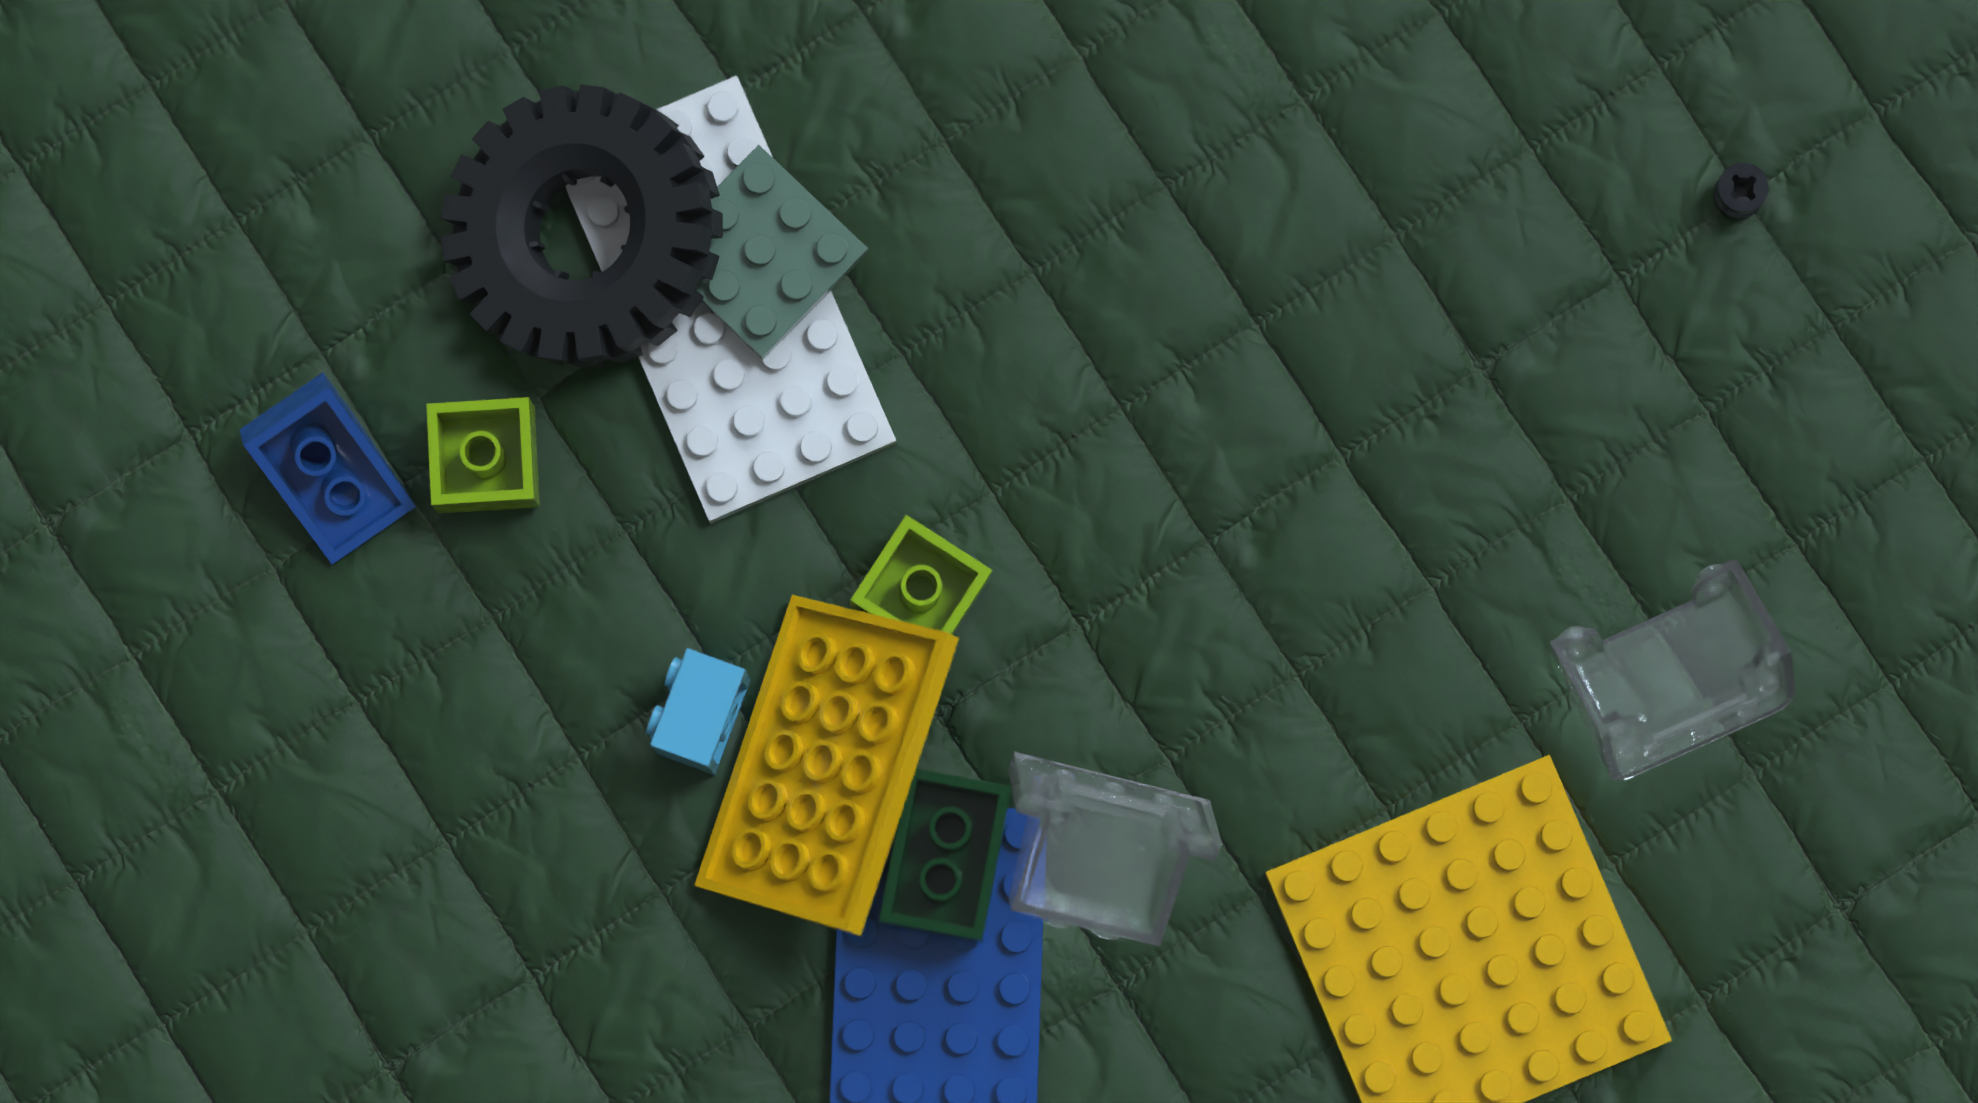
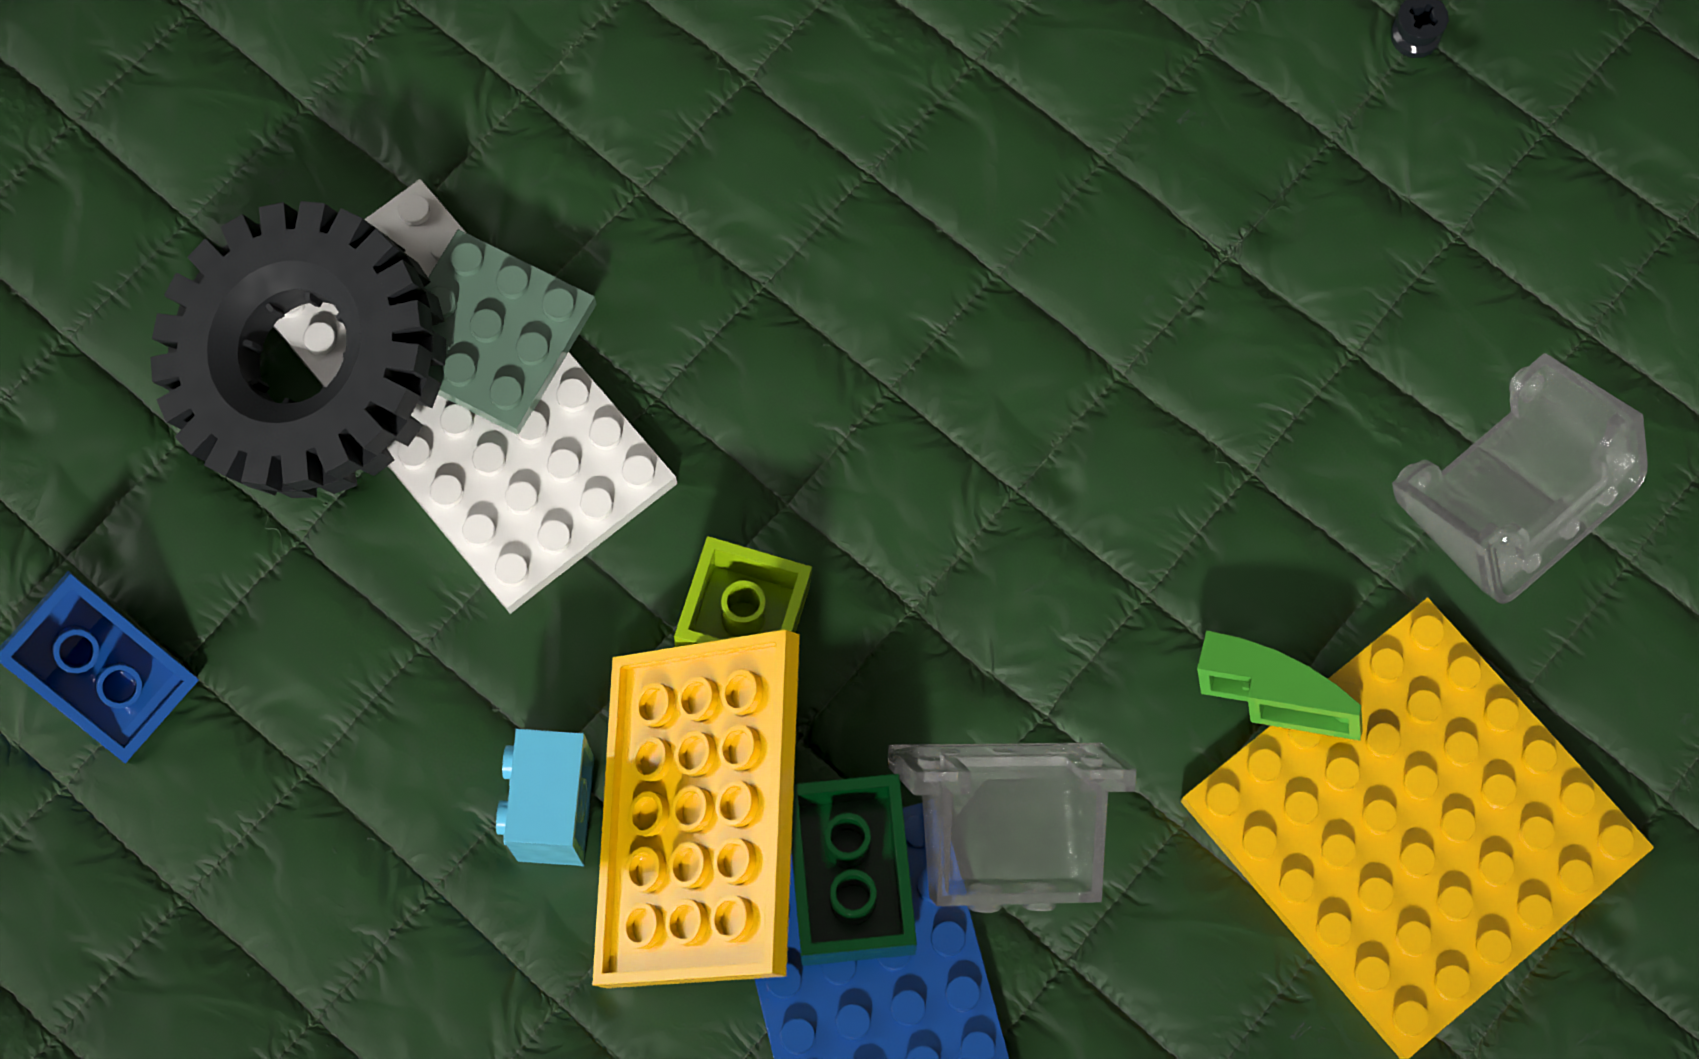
camera: 20 degrees left, 10 degrees down
(483, 455) = (253, 604): lime brick -> none
(1376, 799) = (1276, 688): none -> bright green slope

